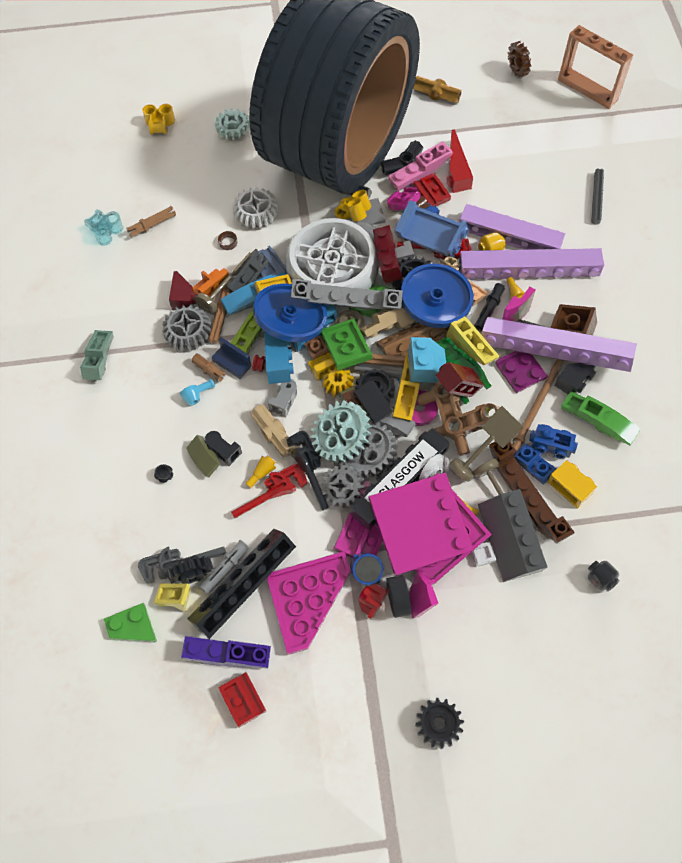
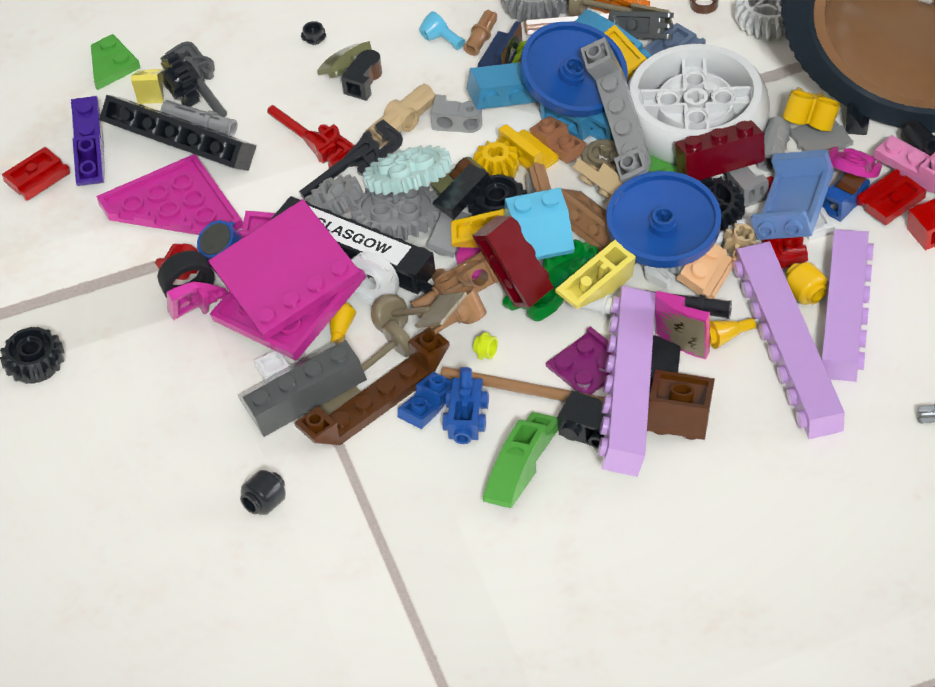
camera: 80 degrees right, 15 degrees down
(264, 467) = (346, 120): yellow cone -> none
(346, 344) = (551, 147): bright green tile -> none
(572, 484) = (401, 442): yellow brick -> none

